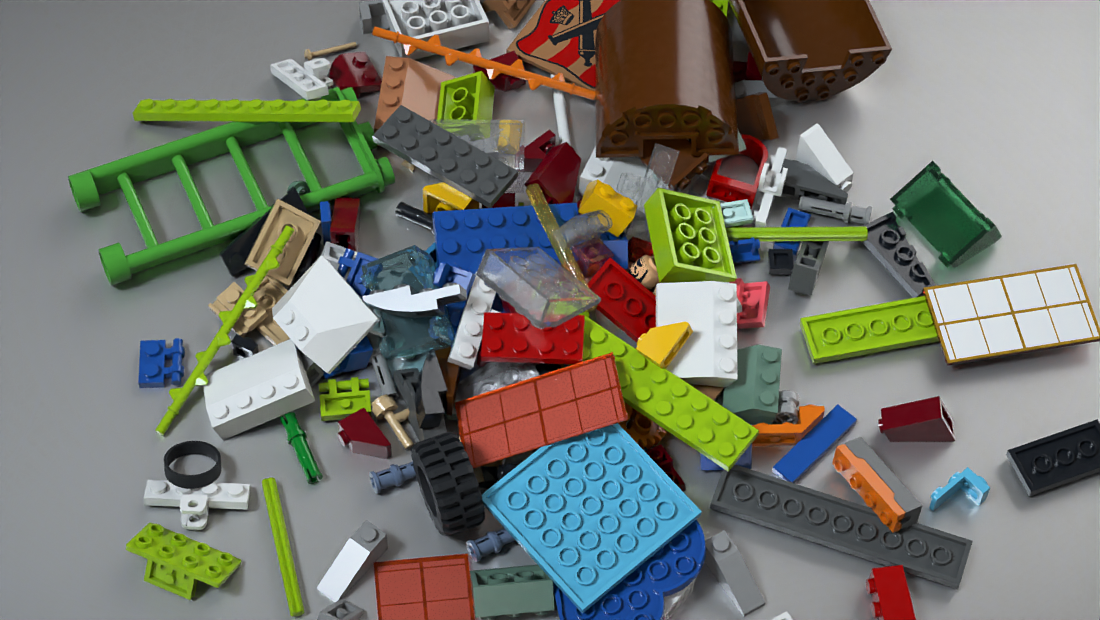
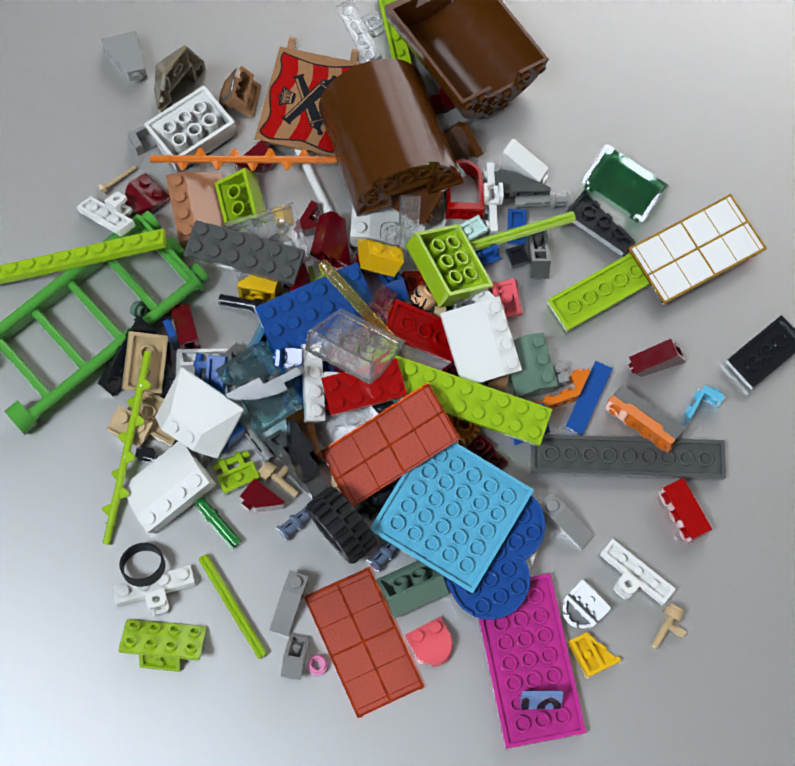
camera: 20 degrees left, 15 degrees up
(153, 363) = (80, 489): blue plate -> none
(583, 228) = (371, 285): clear beam -> none
(663, 342) = (461, 362): yellow slope -> none

